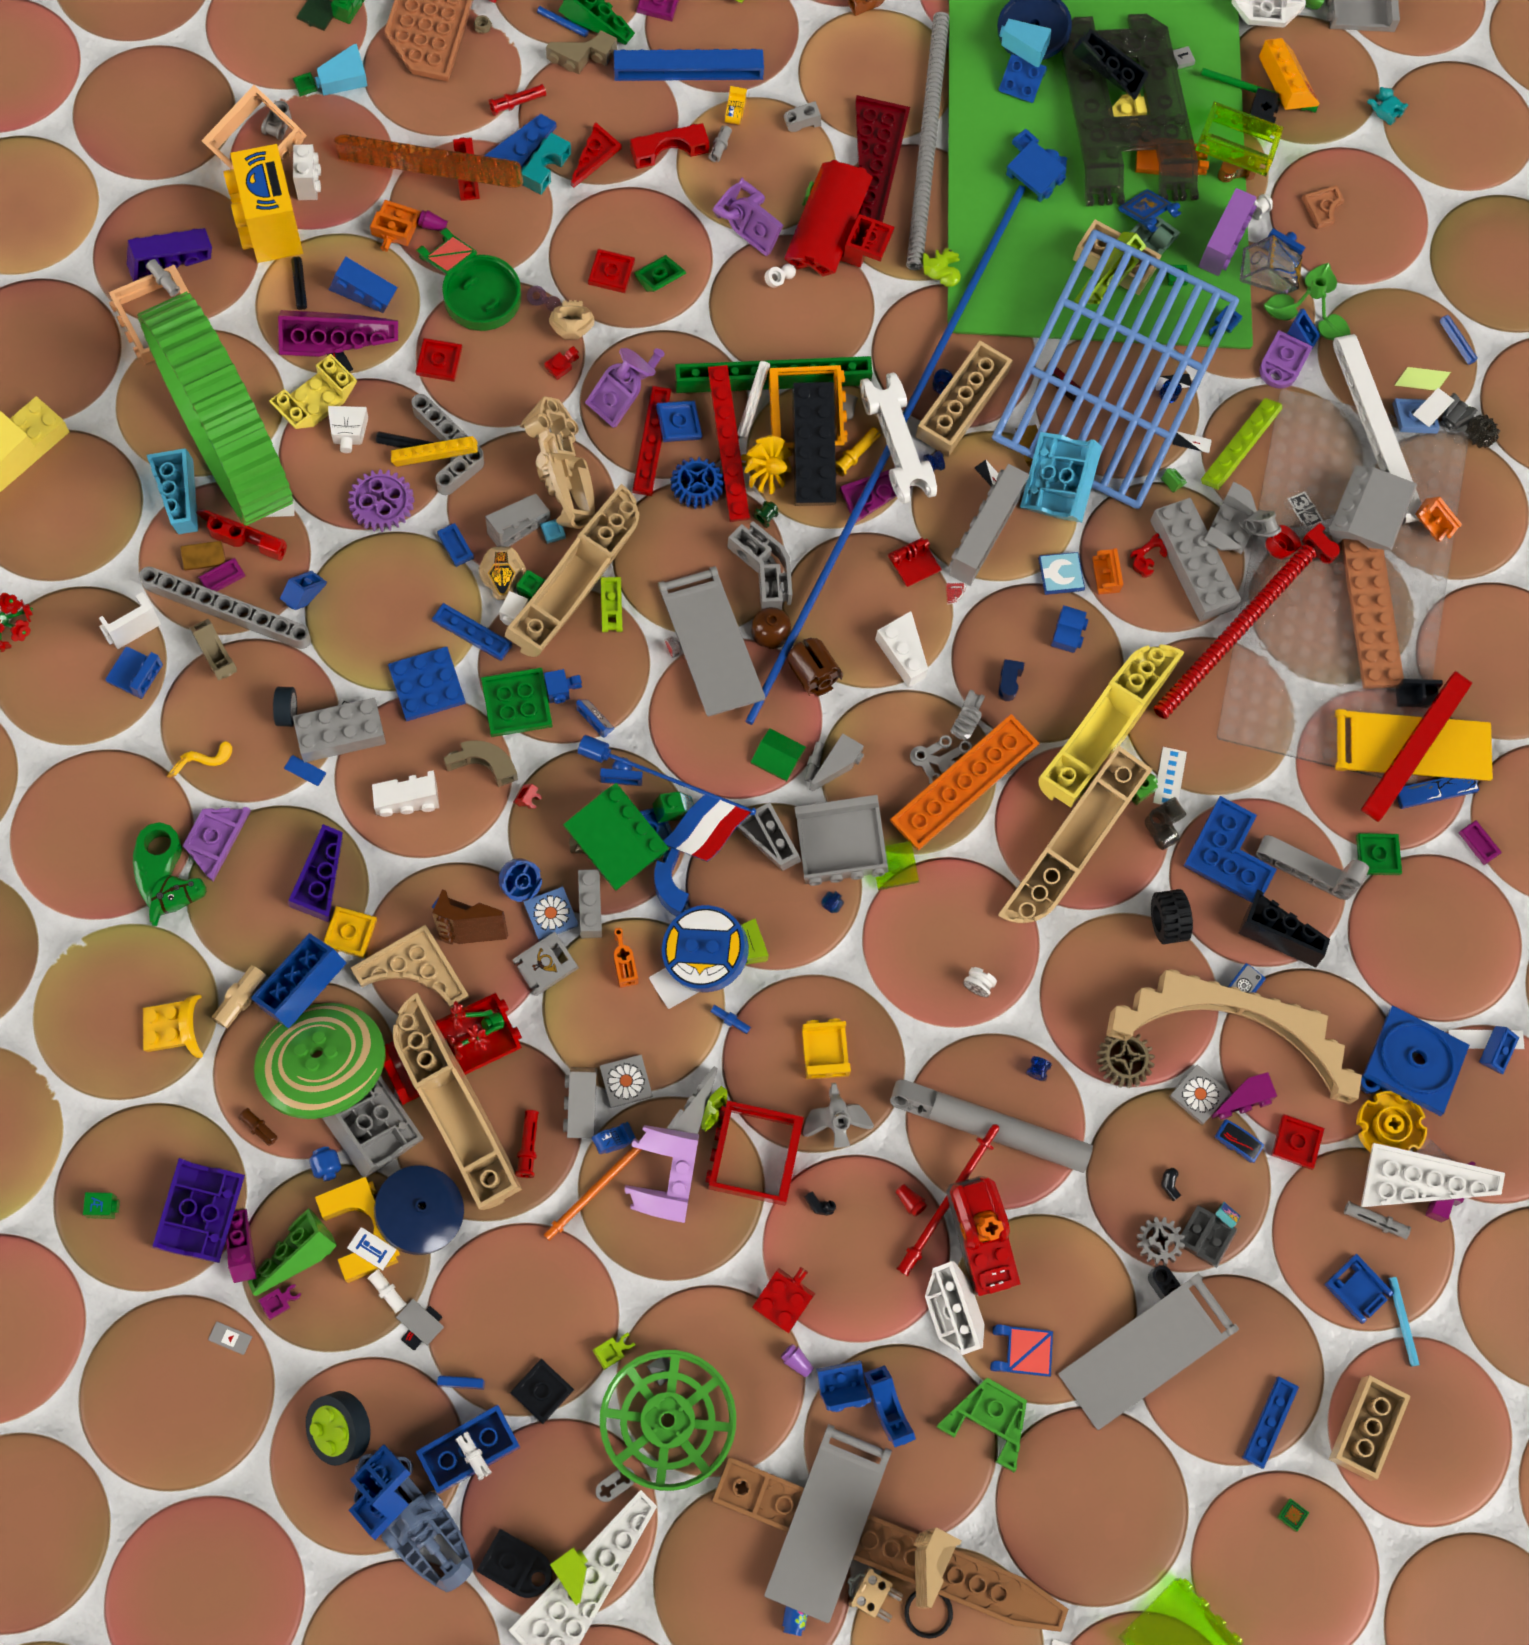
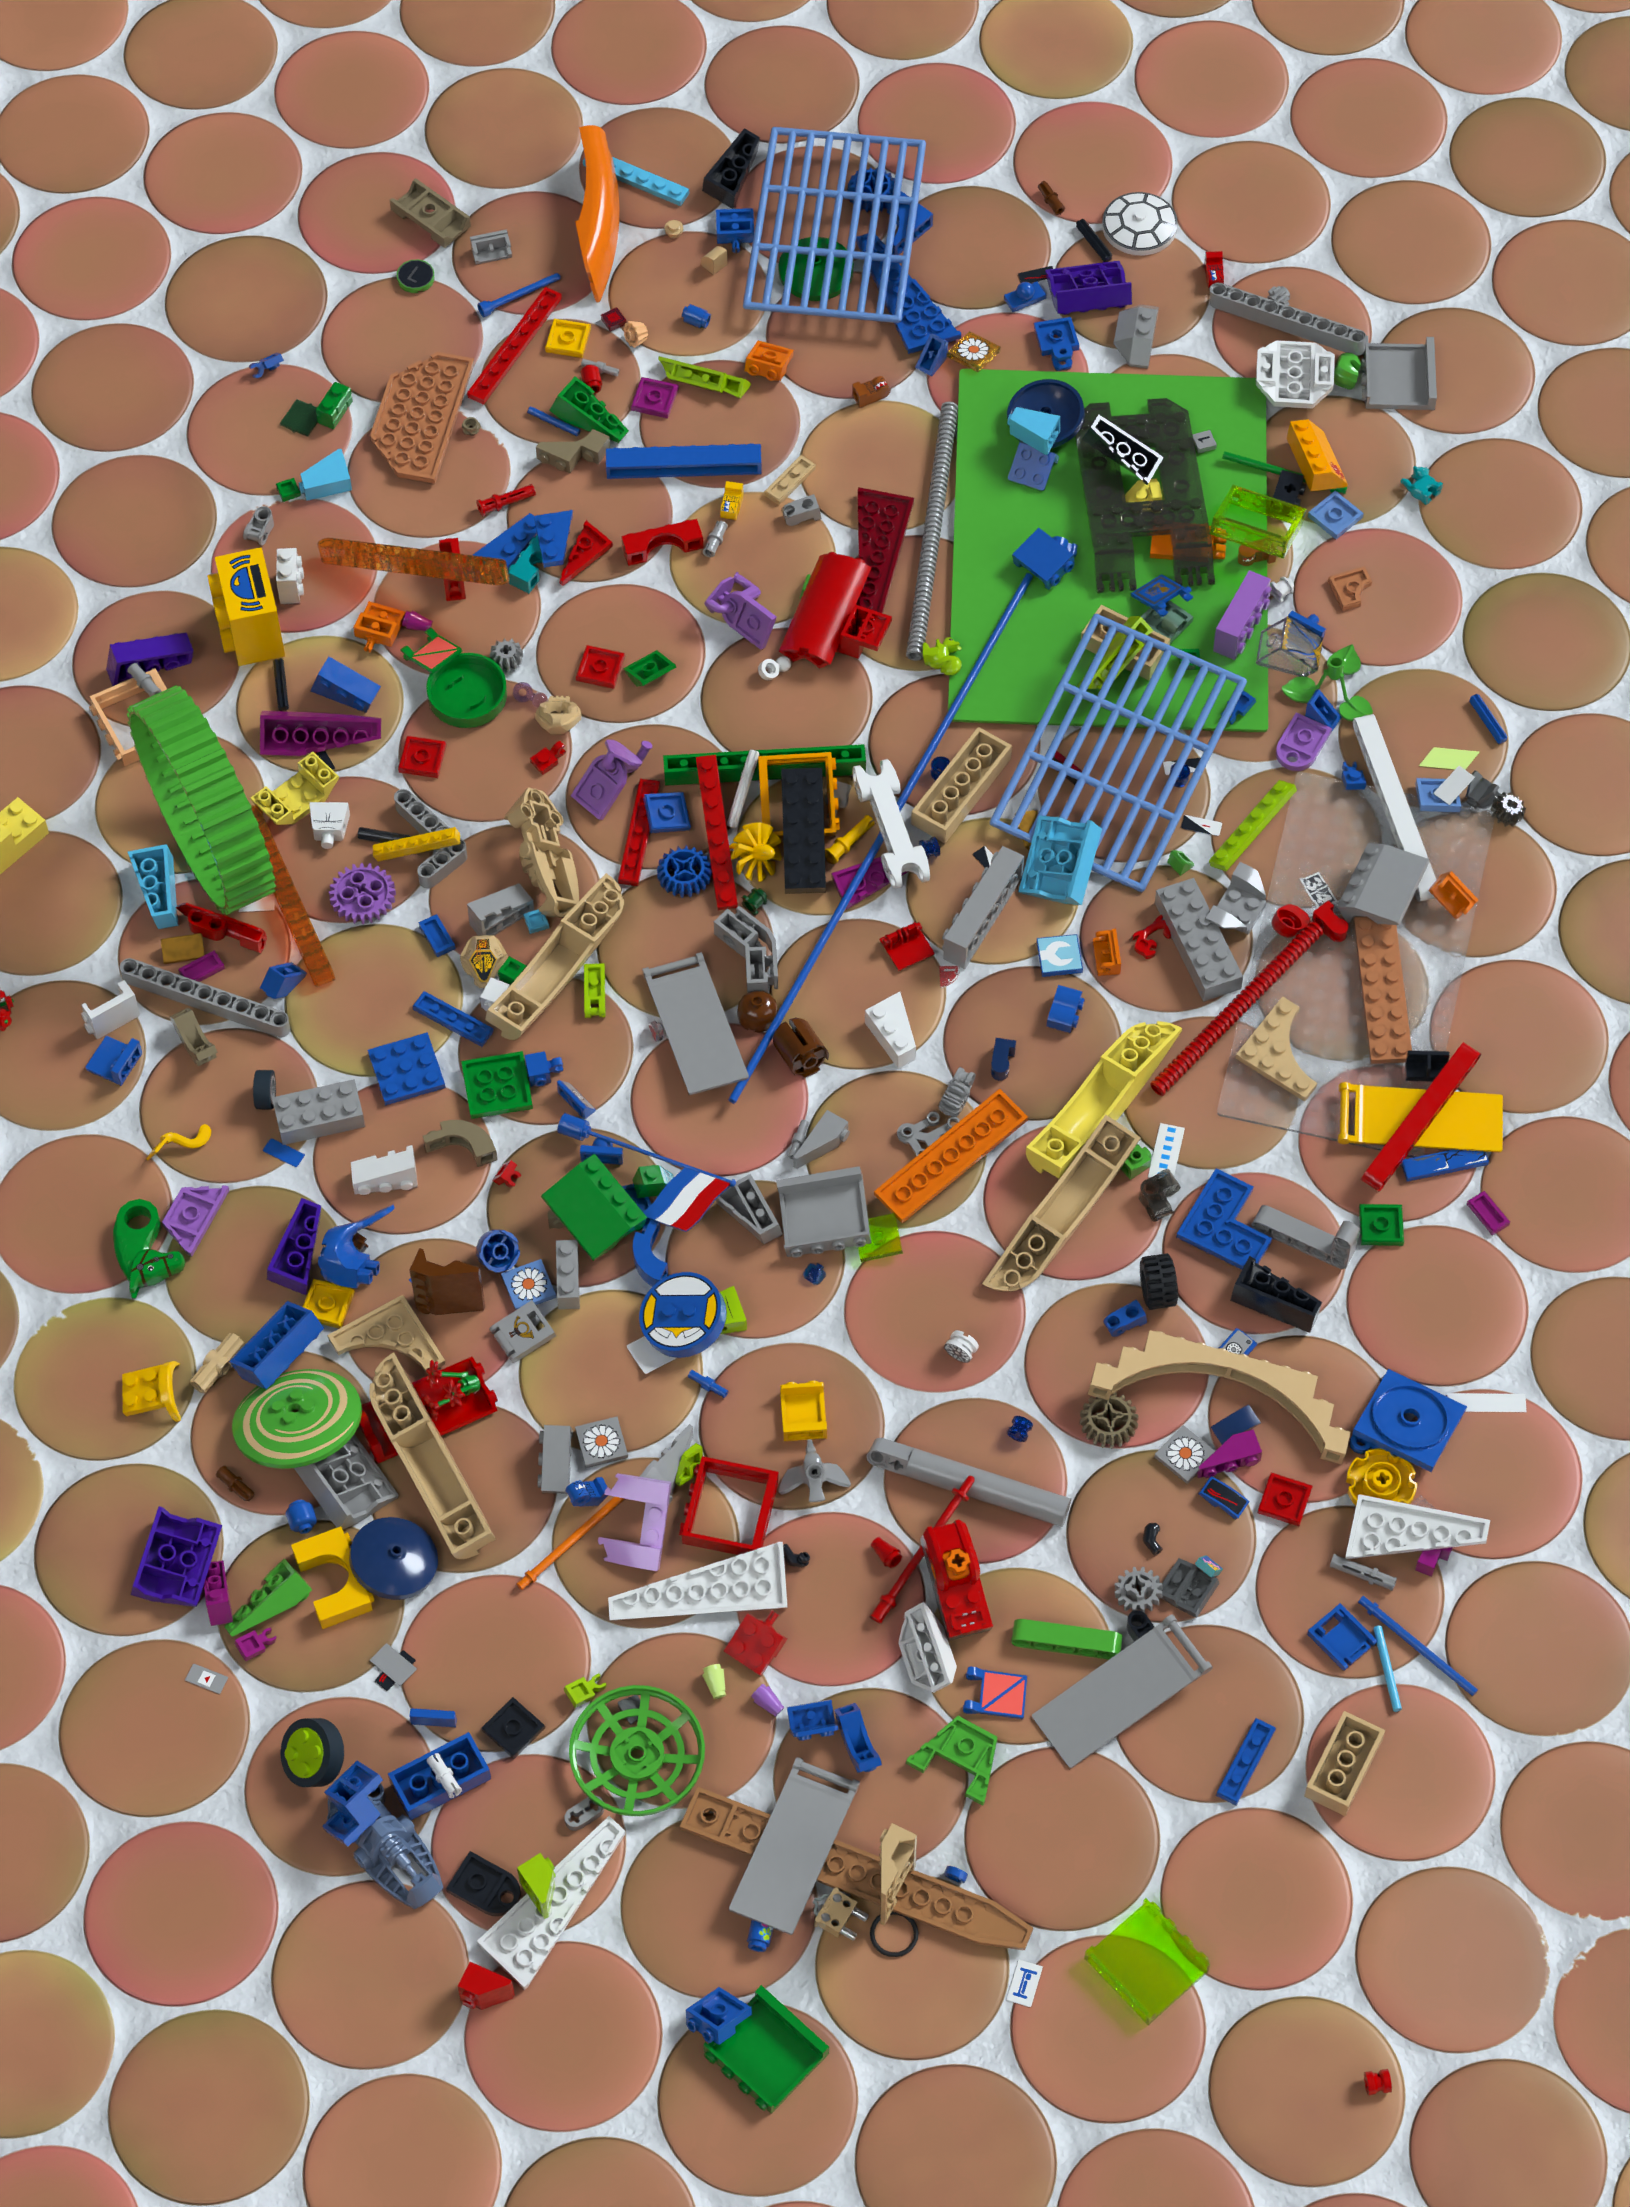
camera: 10 degrees right, 10 degrees down
(100, 1205) = (81, 1554): green brick -> none
(238, 115) = (222, 520): light nougat window -> none
(307, 504) = (295, 912): none -> clear orange beam
(364, 890) = (342, 1261): none -> blue hips
(371, 1248) = (346, 1591): white sticker -> none
(379, 866) = (359, 1241): none -> reddish brown plate
(387, 1291) = (361, 1634): white pin -> none
(520, 256) = (507, 654): none -> light grey gear
(527, 1154) = (501, 1507): red pin -> none
(564, 136) = (553, 536): none -> blue wing
(621, 965) = (600, 1332): orange piece -> none
(744, 1340) = (715, 1680): none -> yellowish green cone
(758, 1238) = (731, 1585): none -> white wing
(778, 754) = (761, 1133): green slope -> none
(790, 86) = (789, 479): none -> tan tile
(989, 1550) = (955, 1874): none -> blue tile
(1023, 139) = (1031, 526): blue plate -> none
(1091, 1293) = (1066, 1639): none -> bright green beam
(1138, 952) = (1125, 1318): none -> blue leg
(1248, 1064) = (1237, 1422): none -> dark blue slope
(1262, 524) = (1267, 902): light grey piece -> none
(1269, 679) = (1270, 1051): none -> tan plate
(1292, 1515) = (1265, 1847): tile -> none
(1307, 133) = (1335, 515): none -> medium blue tile
(1335, 398) = (1352, 778): none -> blue plate
(1387, 1258) = (1417, 1645): none -> blue bar
(1499, 1049) = (1499, 1411): blue slope -> none

